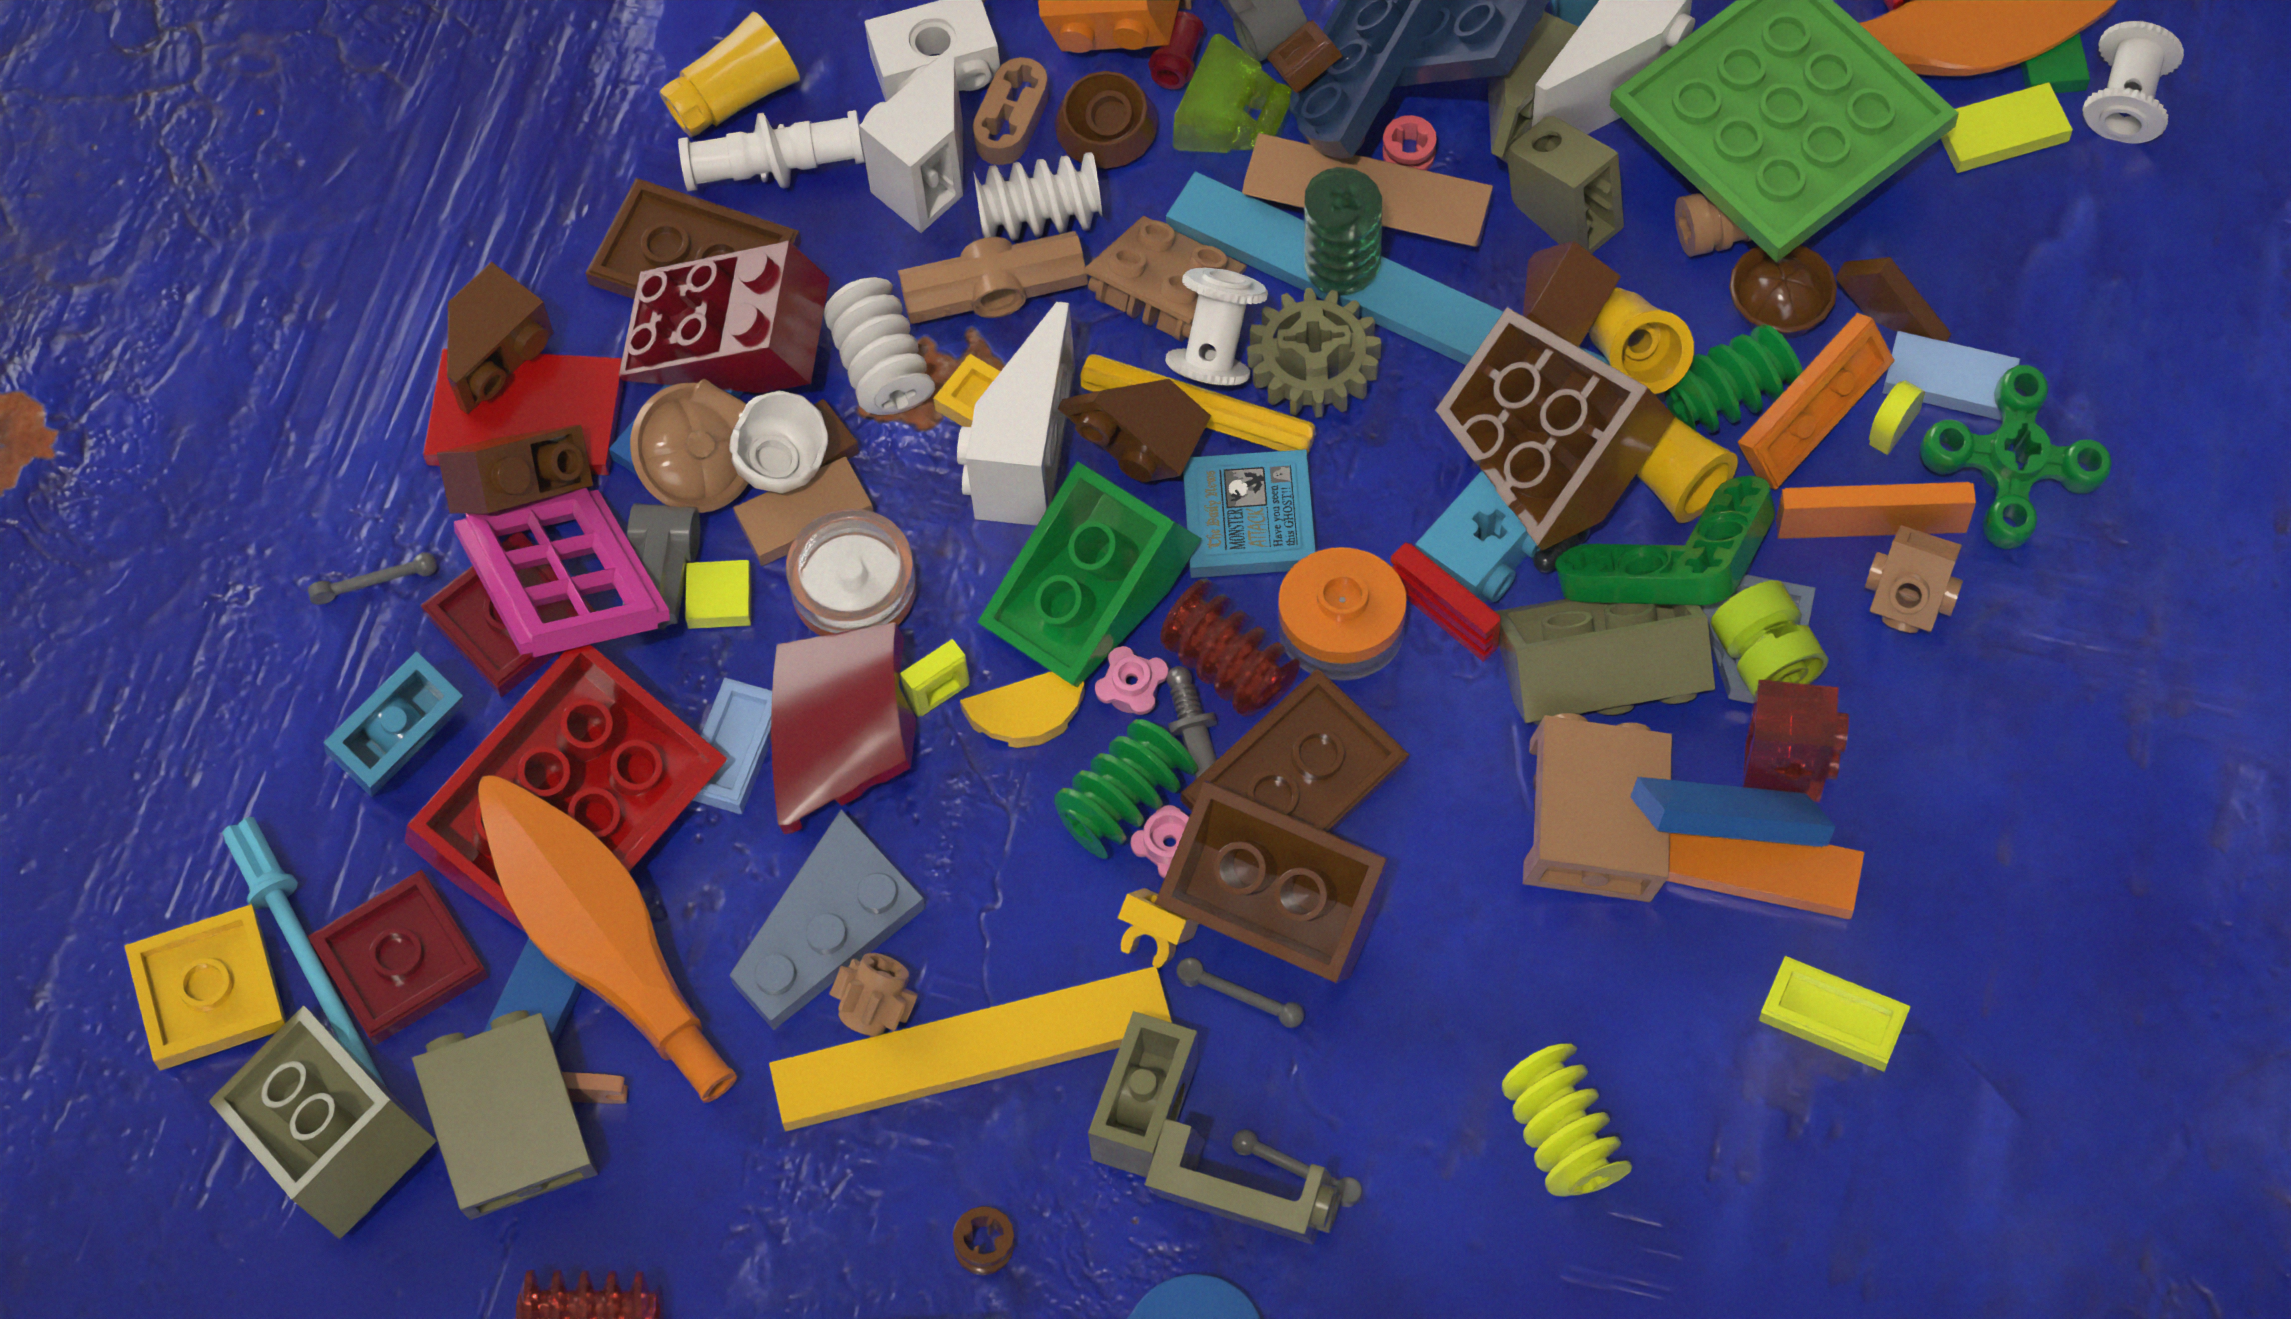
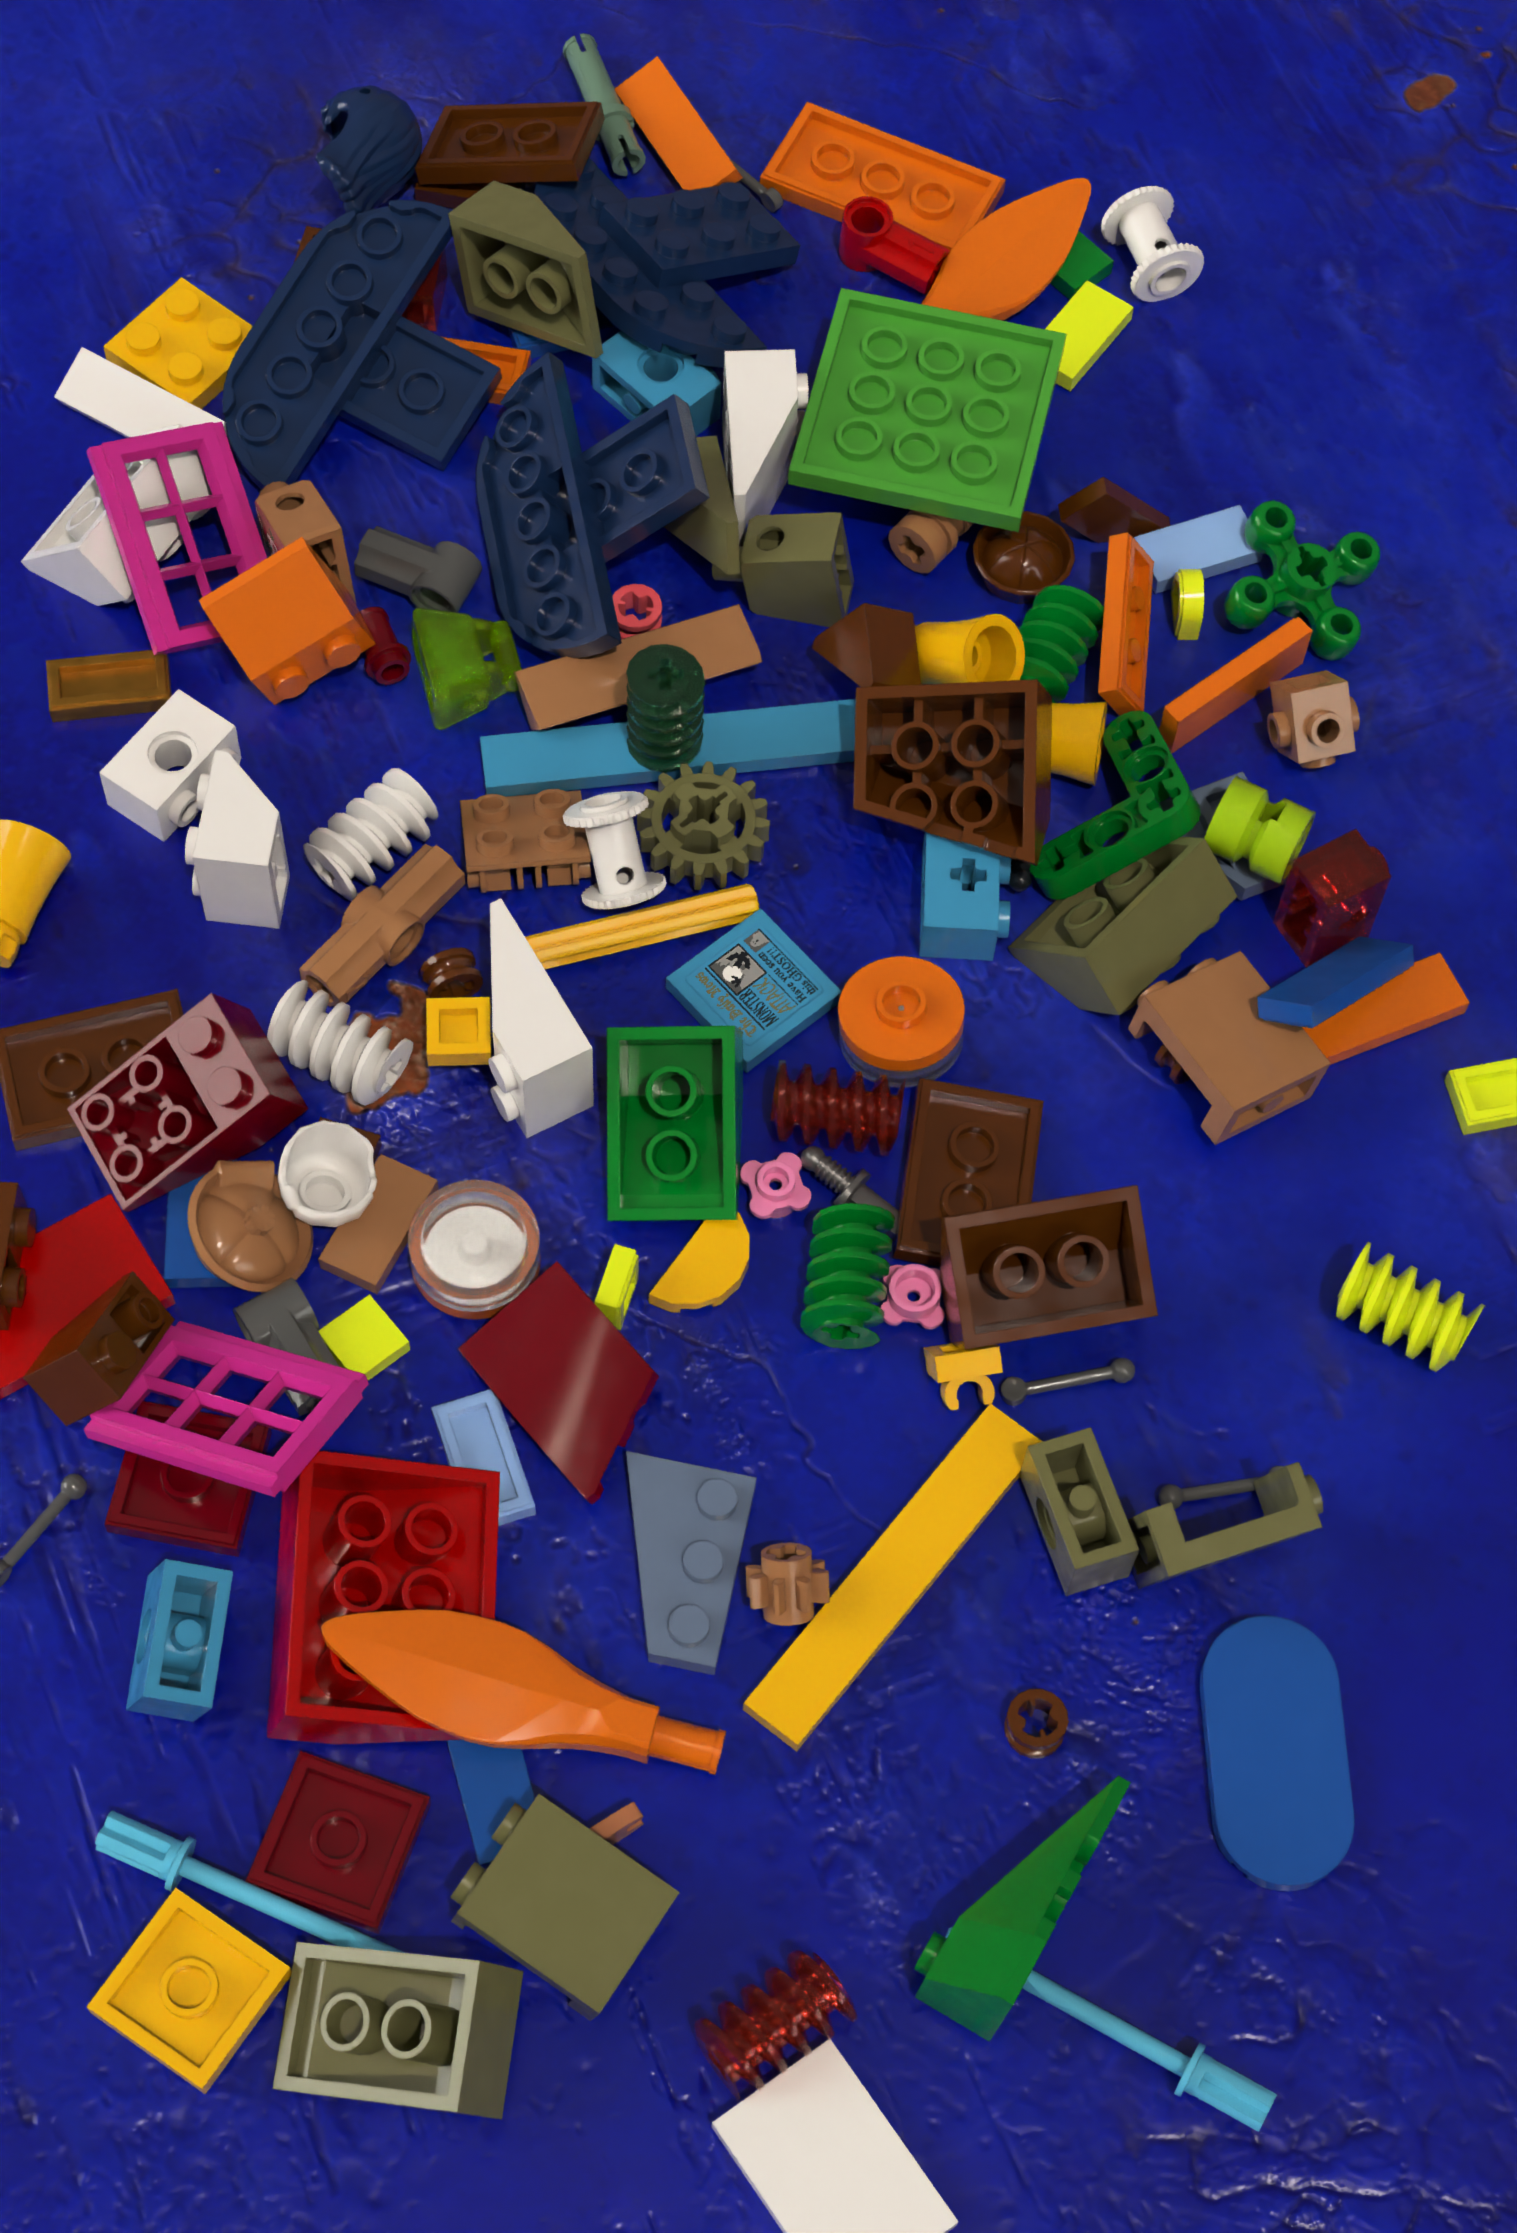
camera: 45 degrees left, 0 degrees up
(771, 150) = (100, 932): white piece -> none
(1005, 342) = (452, 974): none -> reddish brown bush
(1022, 115) = (289, 774): medium nougat beam -> none
(1106, 117) = (366, 737): reddish brown hat -> none
(1141, 425) = (623, 969): reddish brown slope -> none
(1304, 56) = (498, 587): reddish brown tile -> none
(1447, 602) = (979, 959): red tile -> none

